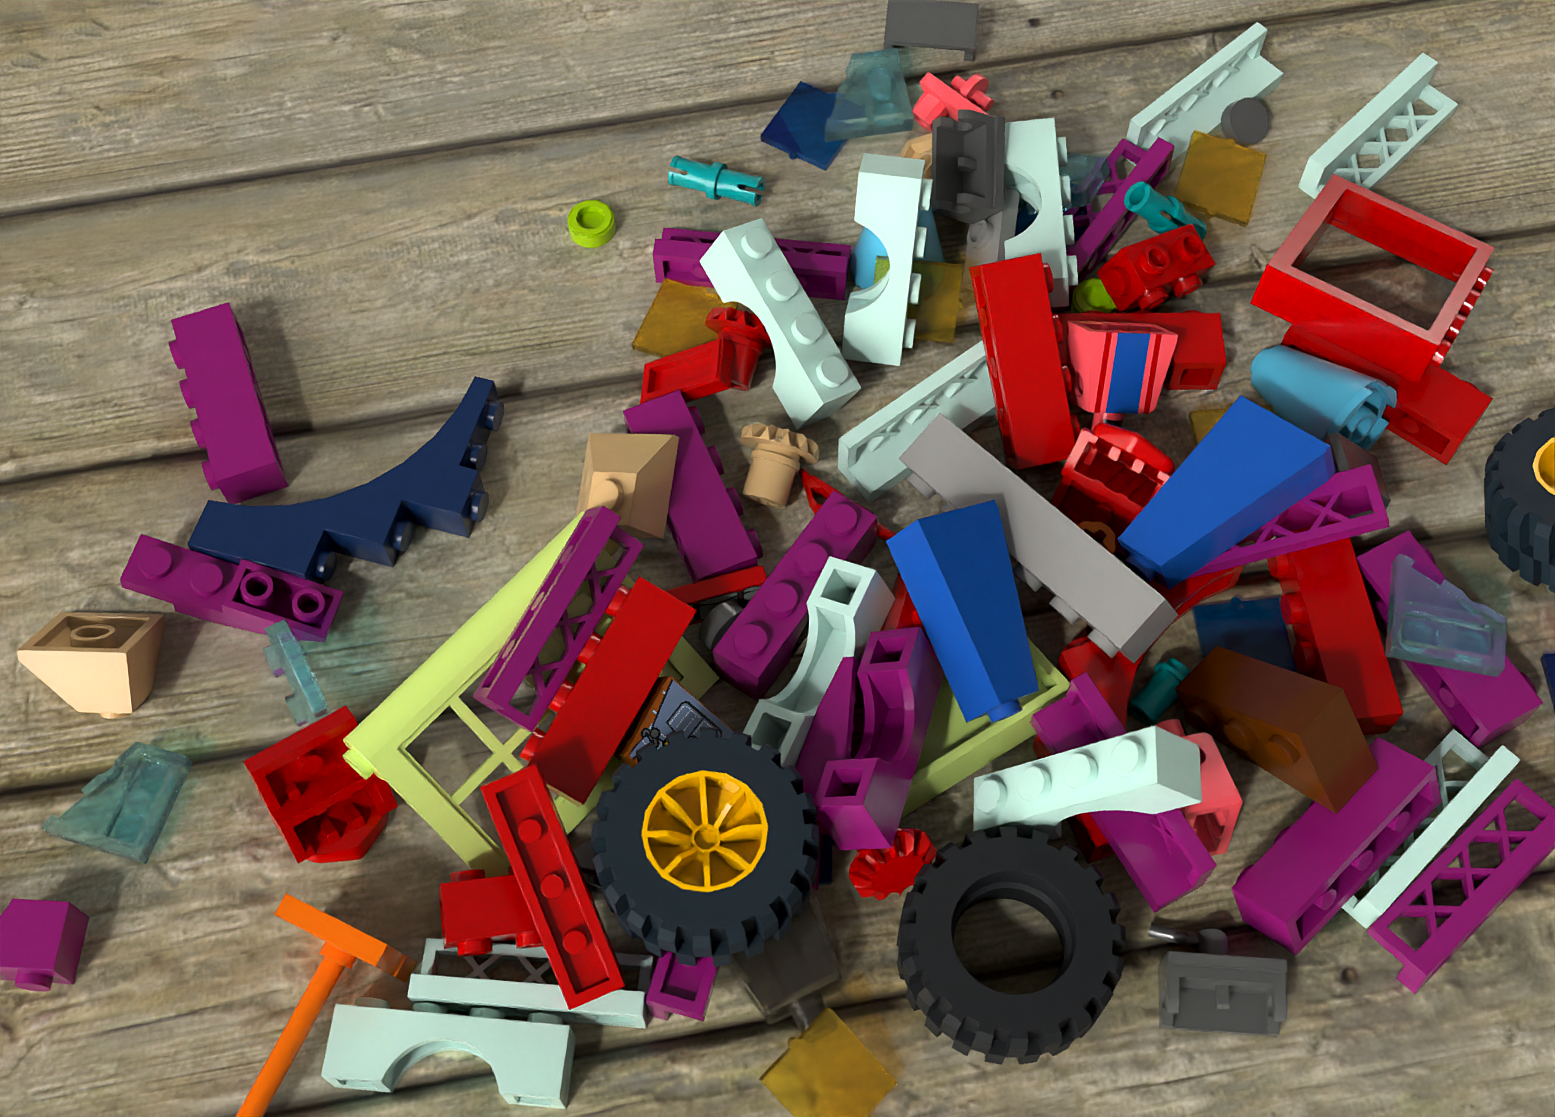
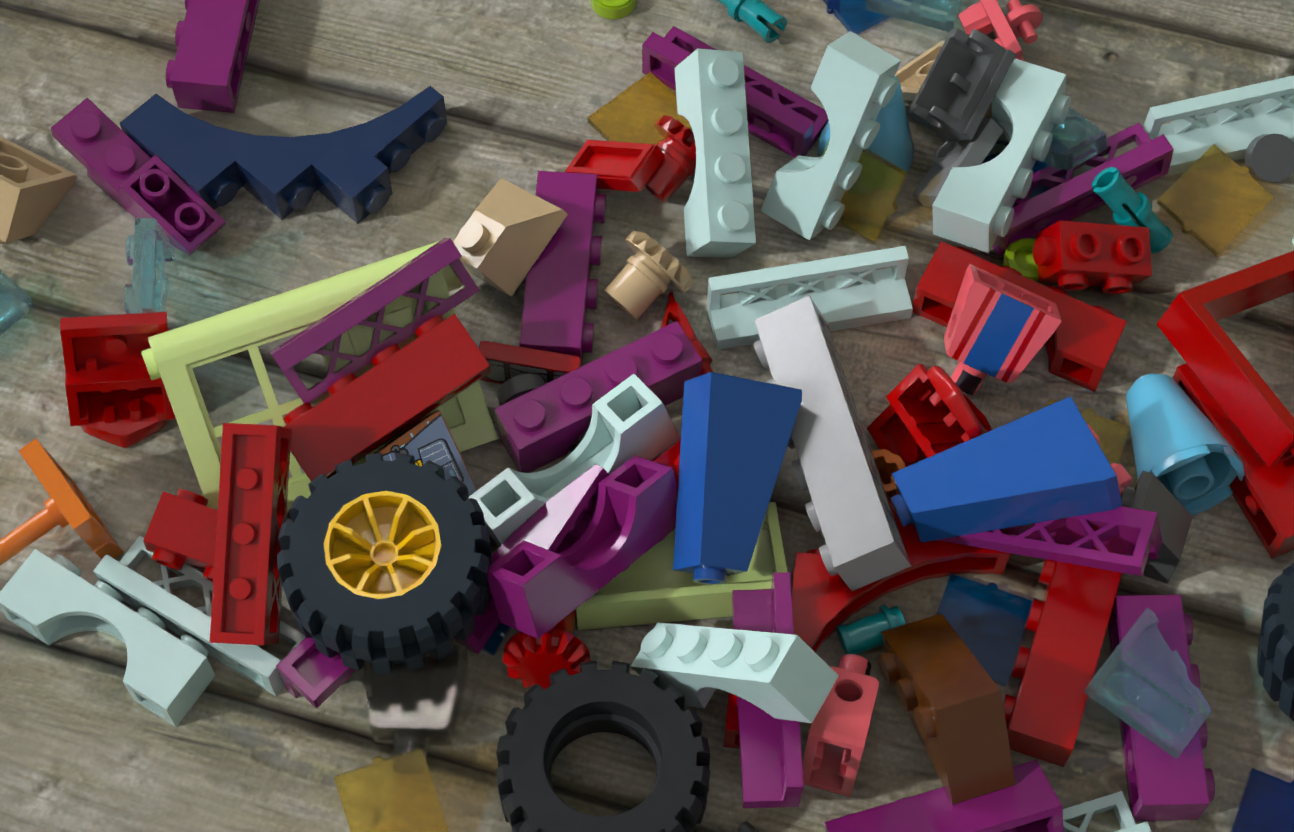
camera: 25 degrees right, 0 degrees up
(1025, 360) = (910, 280): red brick -> none

